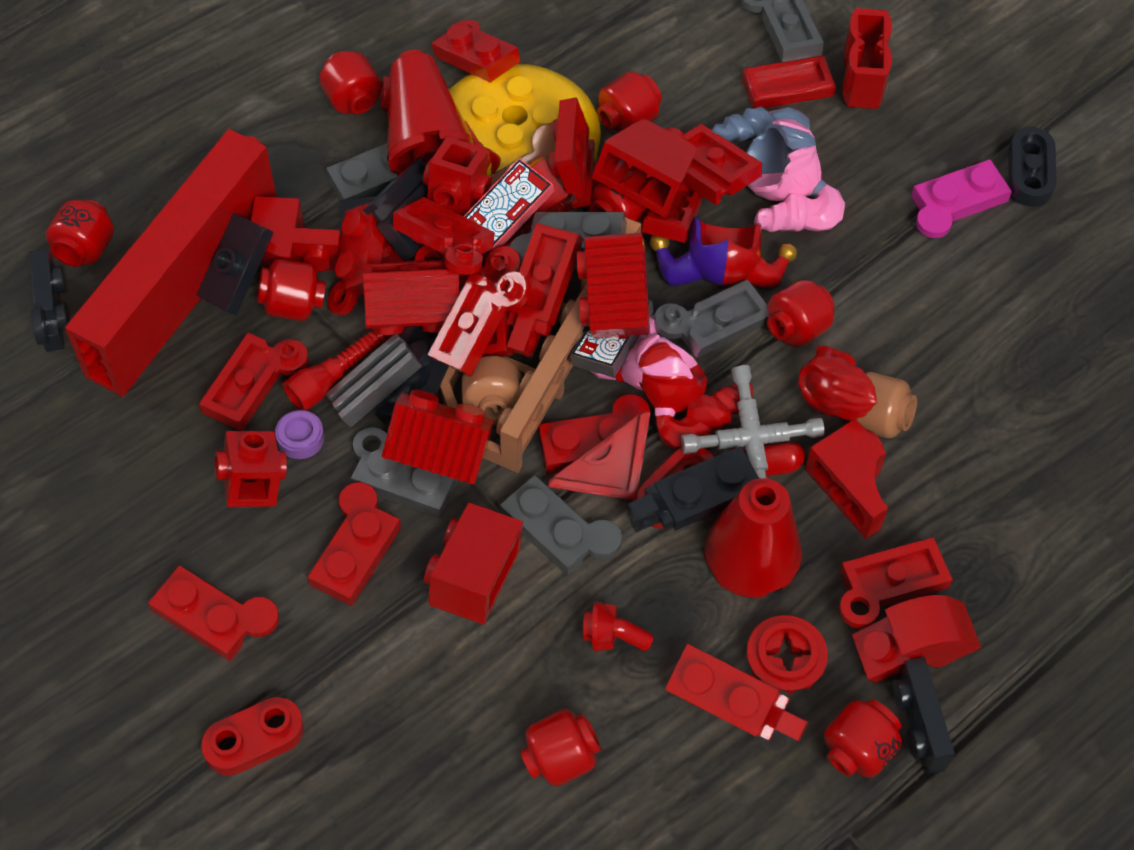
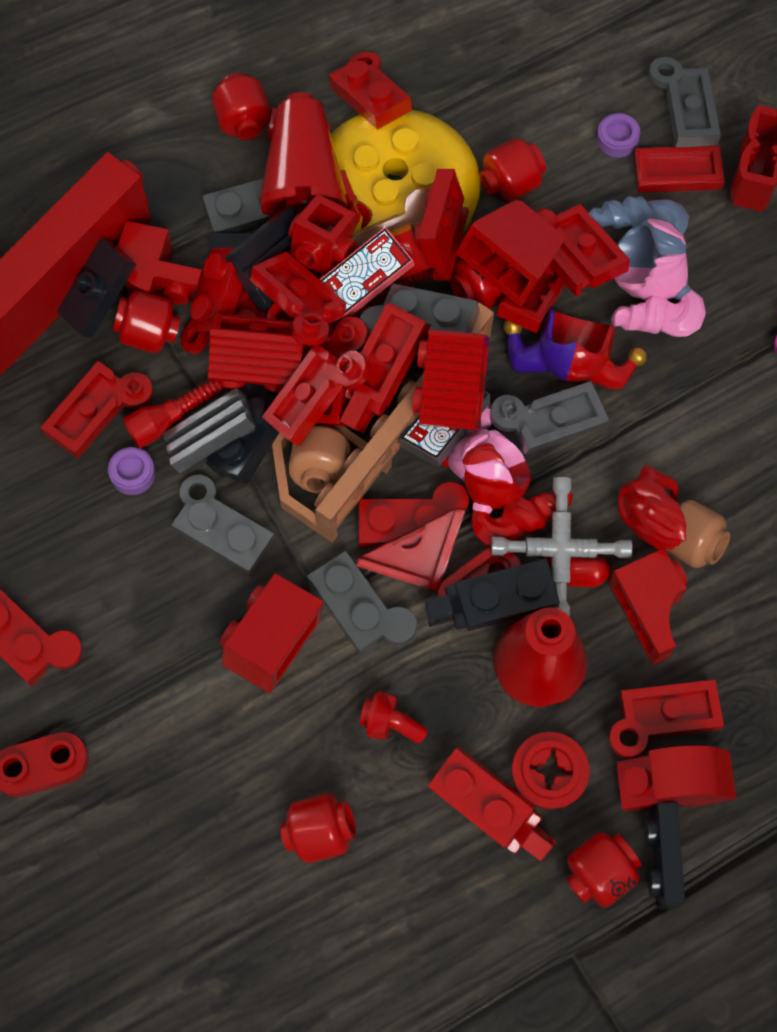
camera: 10 degrees right, 10 degrees up
(250, 468) = (77, 502): red brick -> none
(355, 546) = (165, 593): red hinge -> none
(438, 436) = (257, 502): red brick -> none
(723, 61) = (618, 135): none -> medium lavender tile
(801, 311) = (636, 424): red head -> none

